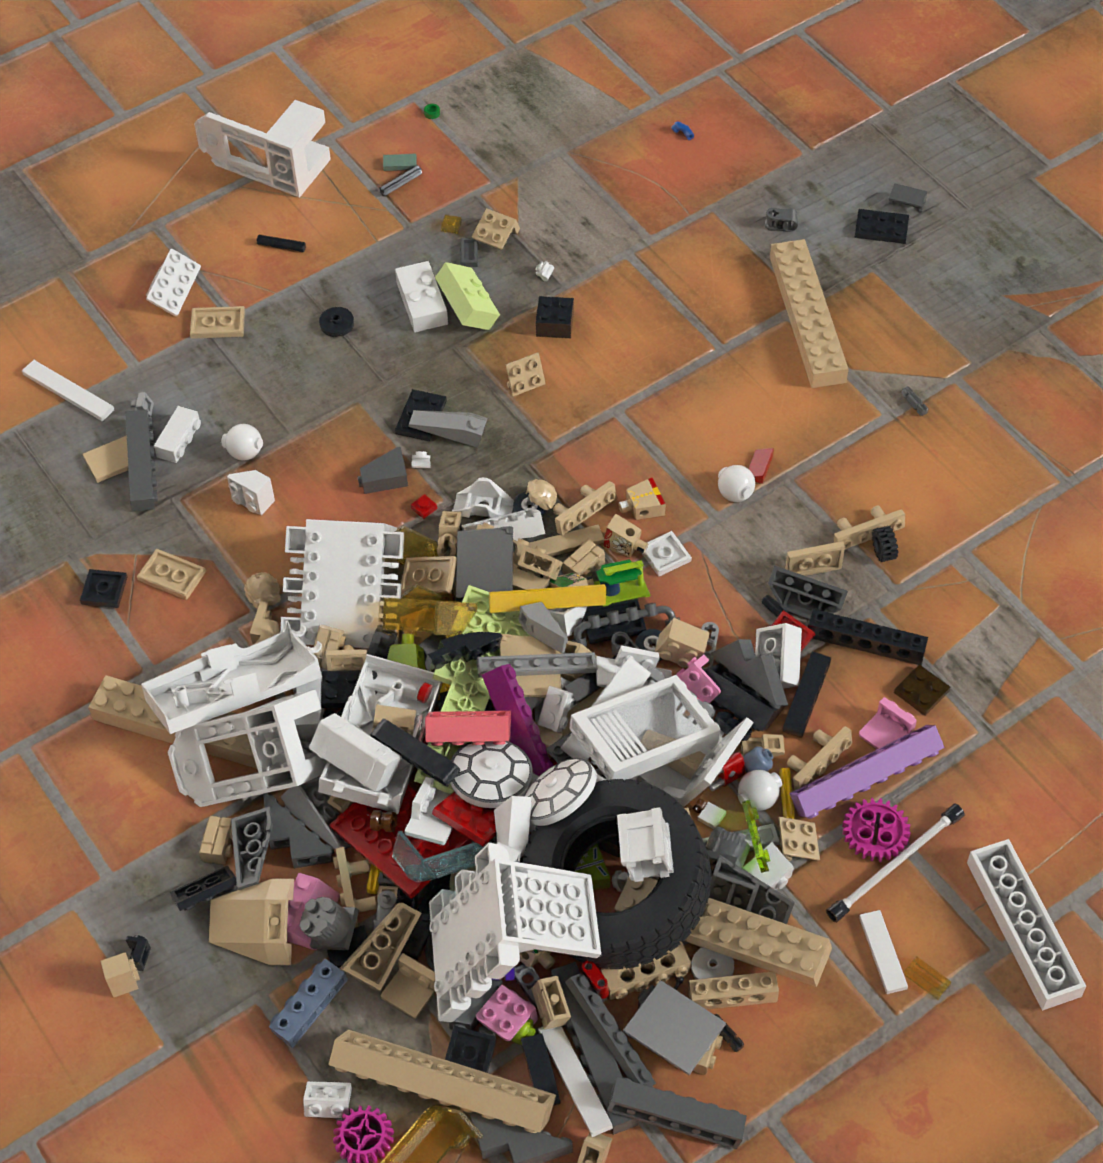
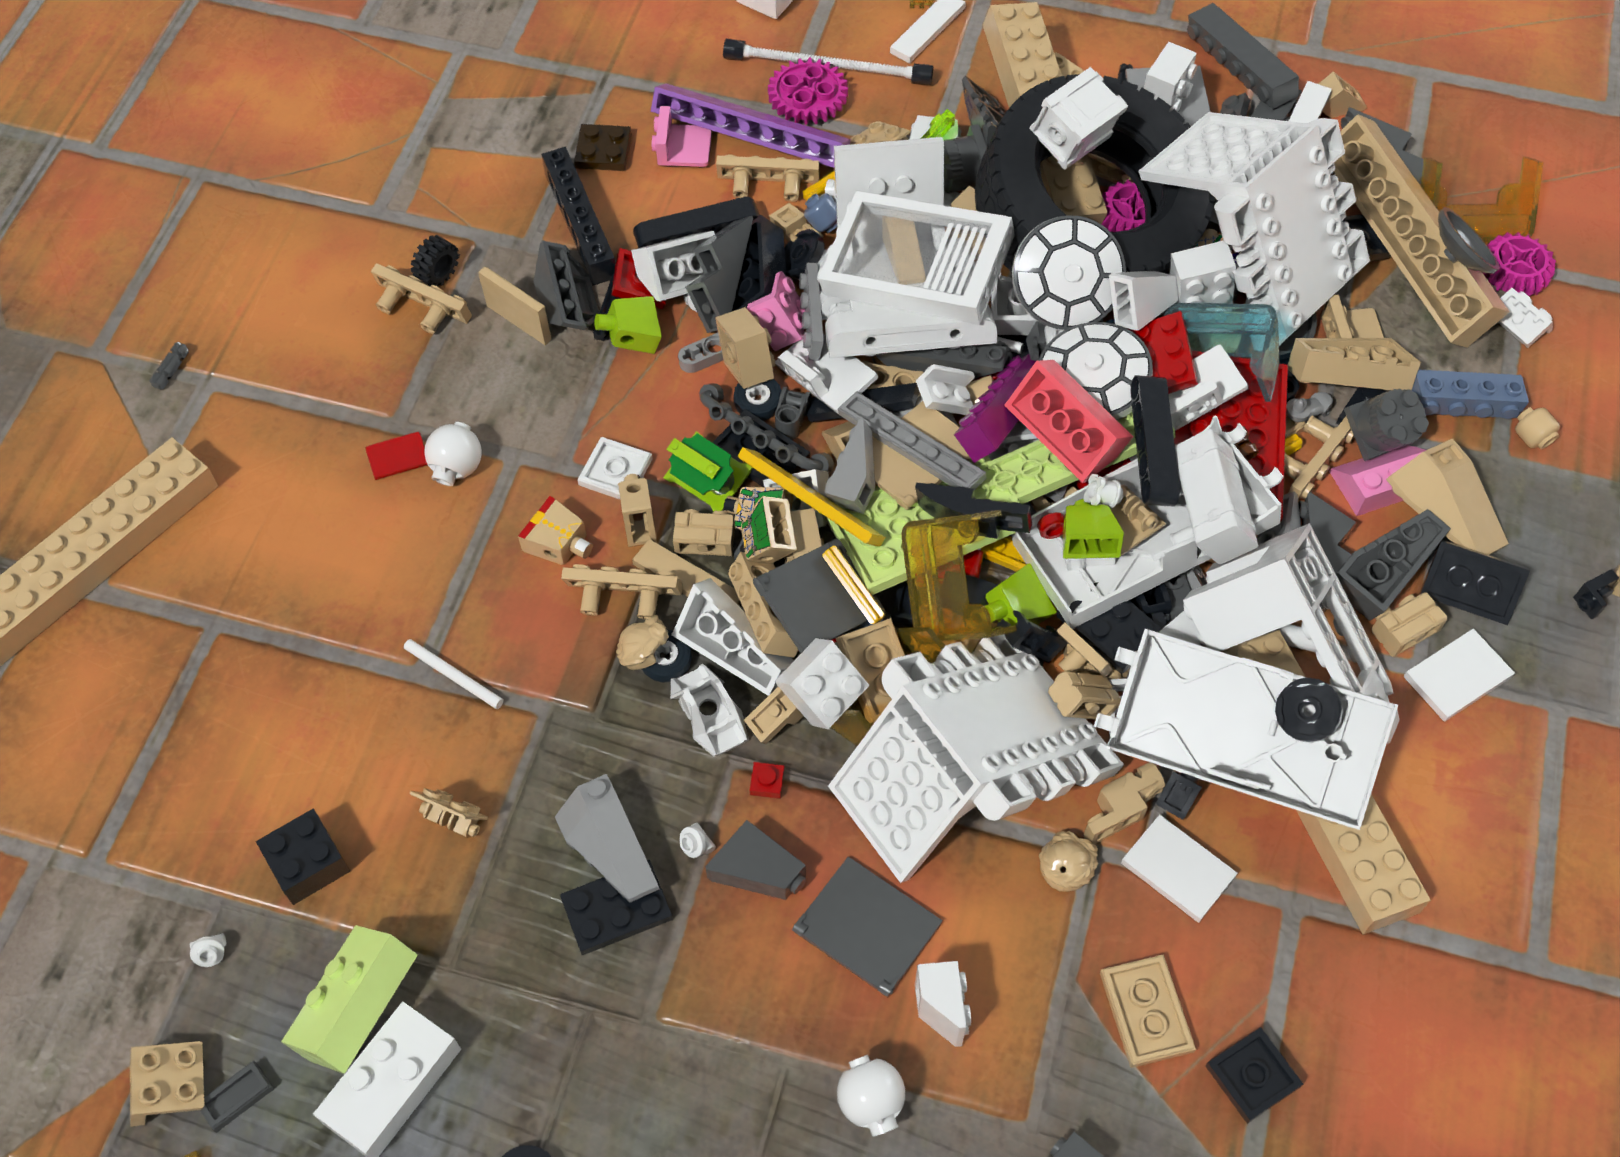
camera: 130 degrees left, 5 degrees up
(171, 843) = (1458, 675): none -> white tile
(205, 689) = (1291, 707): none -> black plate
(213, 633) = (1179, 868): none -> white tile
(252, 1022) = (1537, 428): none -> tan head
(317, 498) = (867, 926): none -> dark grey piece
(378, 1065) = (1464, 243): none -> dark grey dish
(398, 691) = (1091, 532): none -> lime torso
(410, 710) = (1103, 491): none -> white brick
(435, 529) = (822, 683): none -> white brick
(477, 581) = (853, 585): none -> axle
(601, 421) = (453, 674): none -> white bar
(677, 1012) = (1171, 75): none -> white brick
(754, 609) = (632, 324): none -> lime torso

